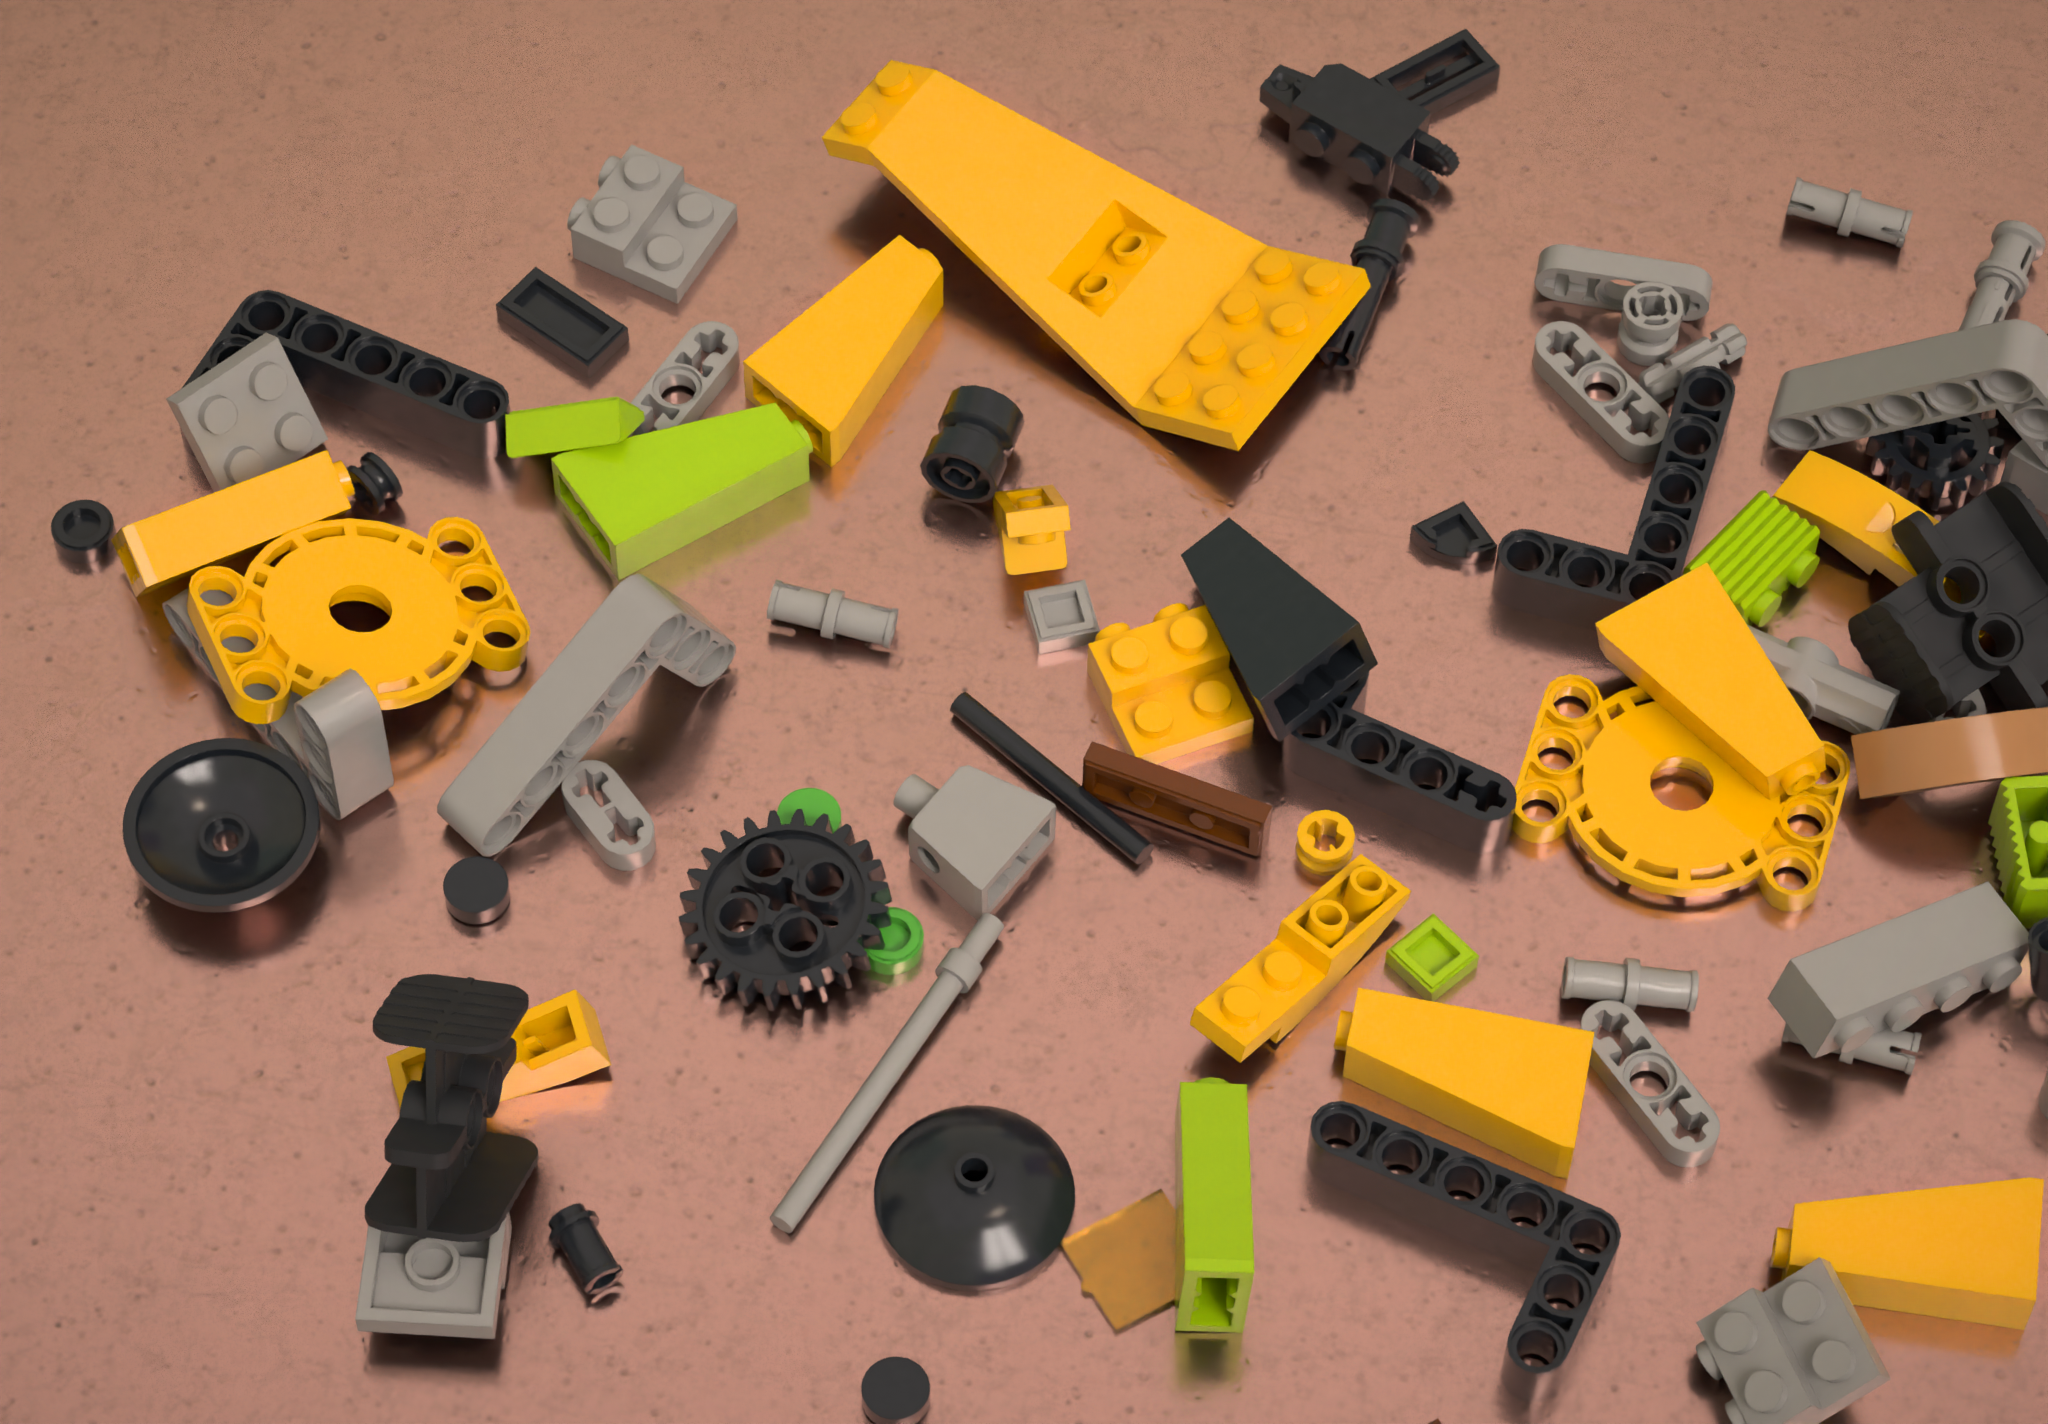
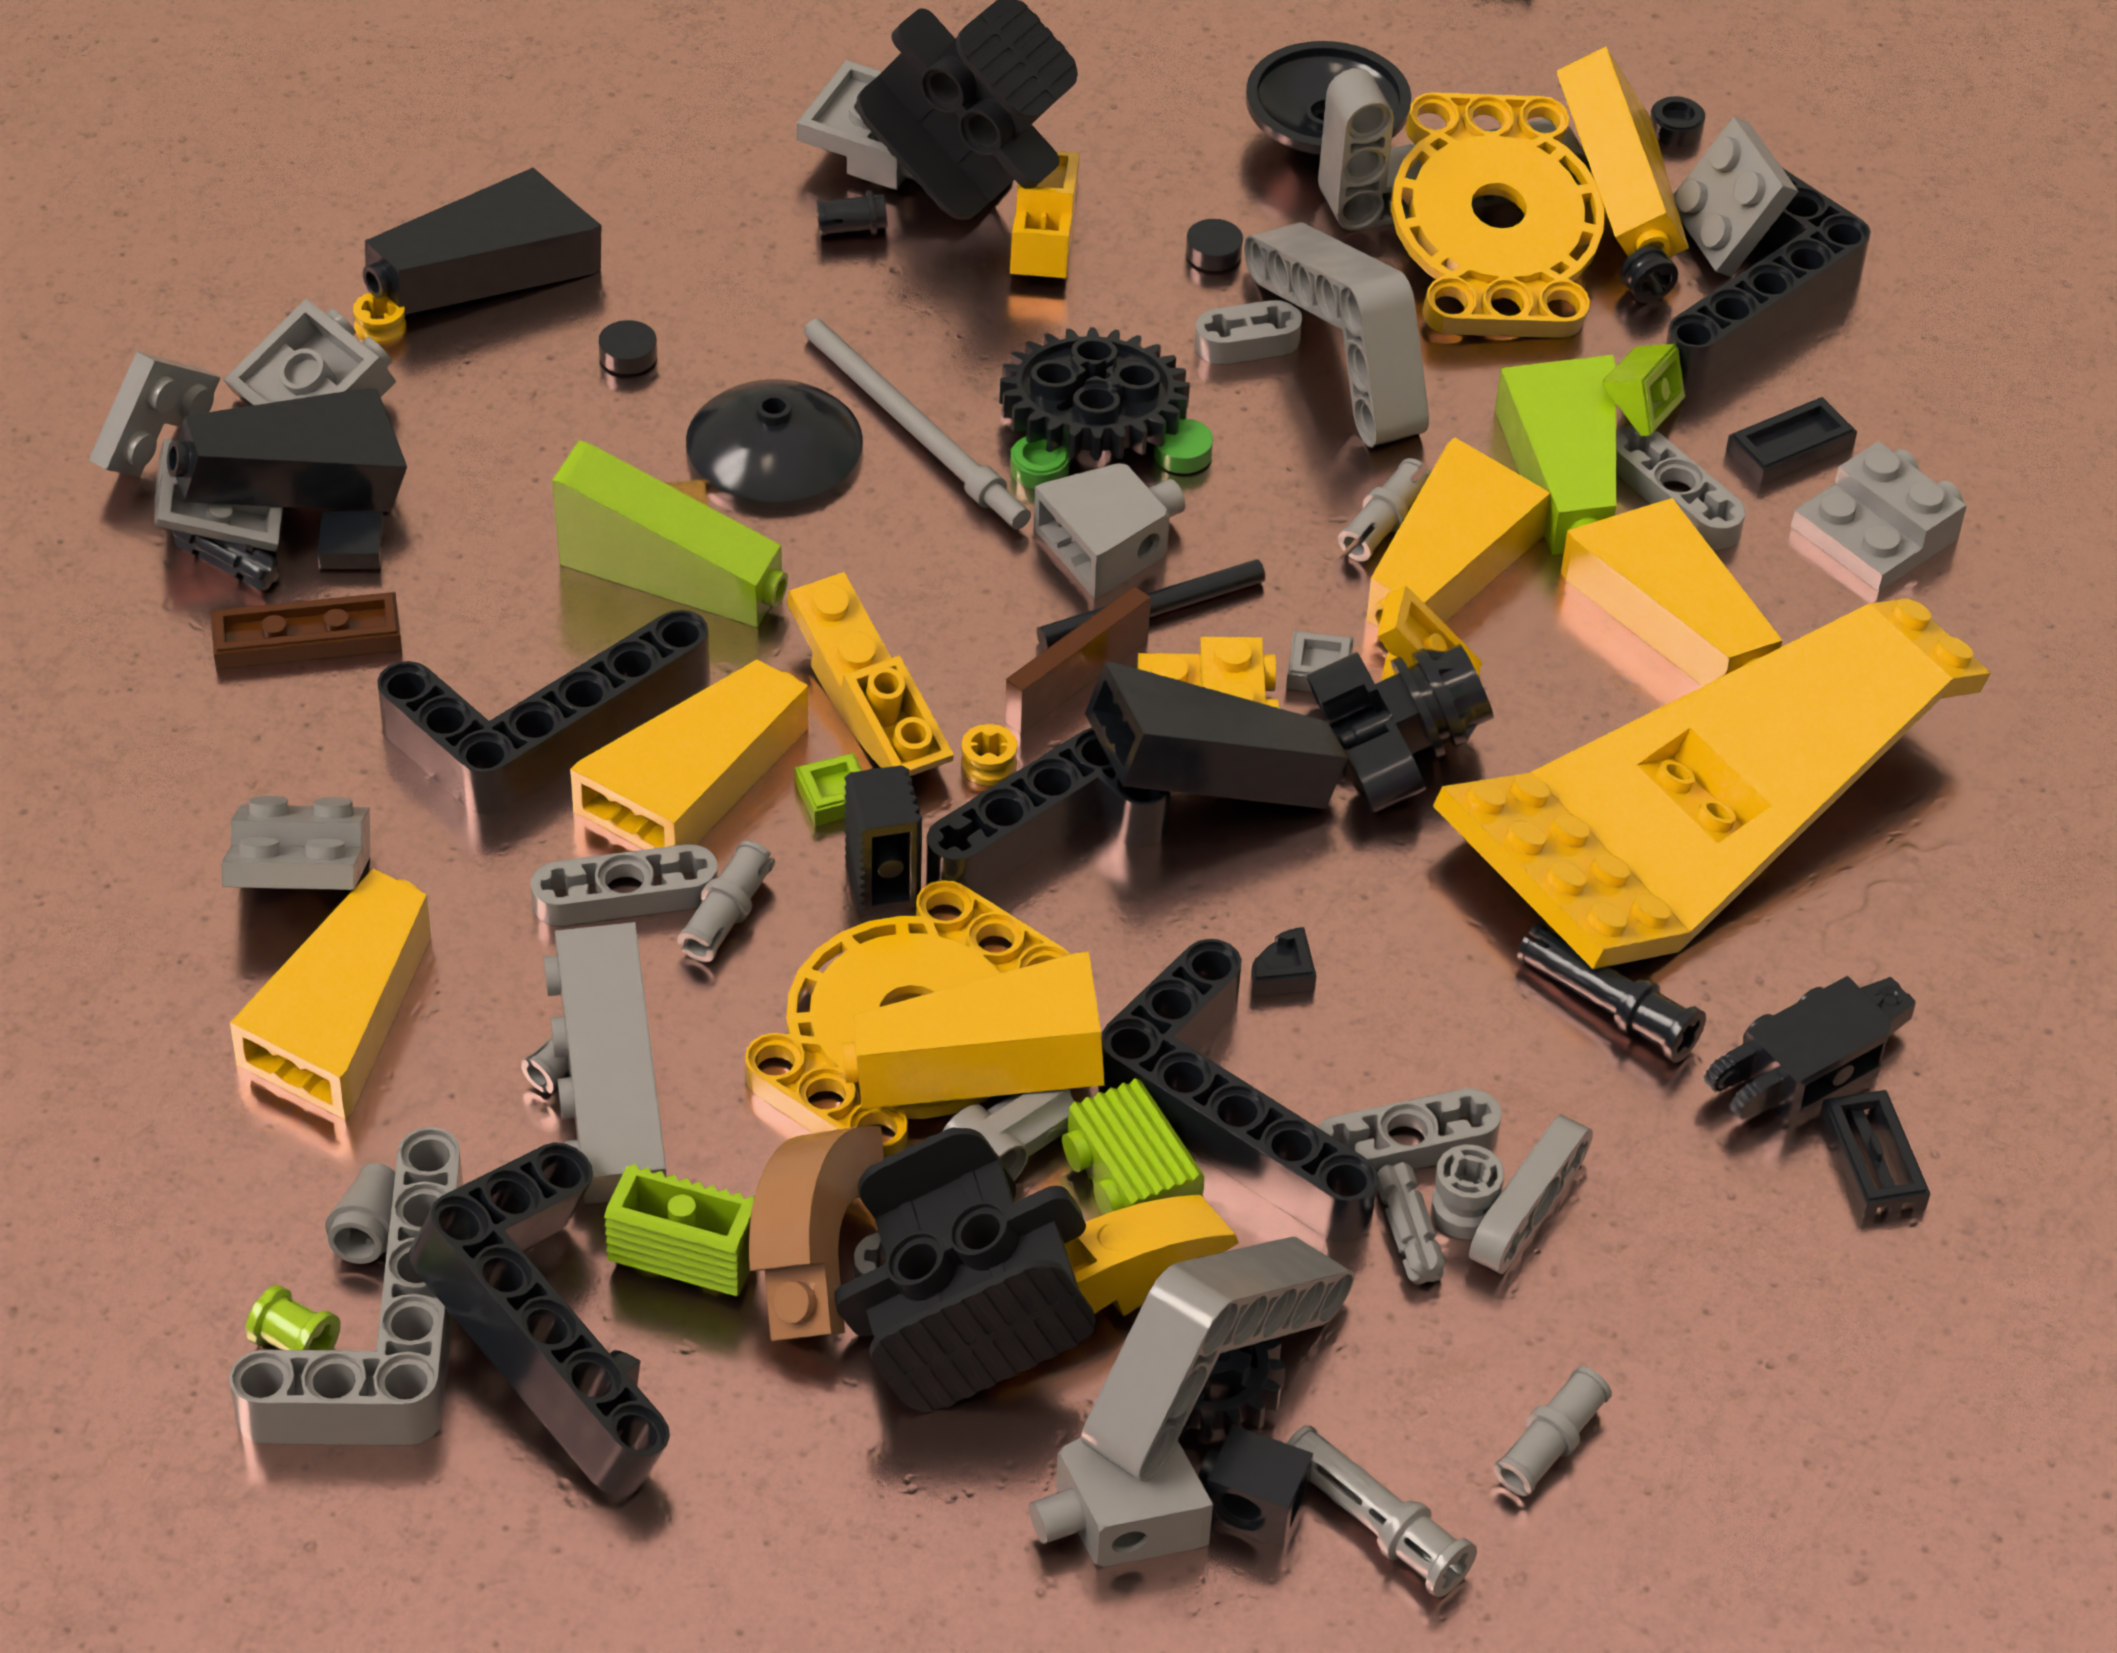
camera: 110 degrees right, 10 degrees down
(865, 541) = (1460, 532): none -> yellow slope
(972, 444) = (1530, 639): black wheel -> none
(1144, 523) = (1399, 716): none -> black beam
(1522, 852) = (883, 839): none -> black brick

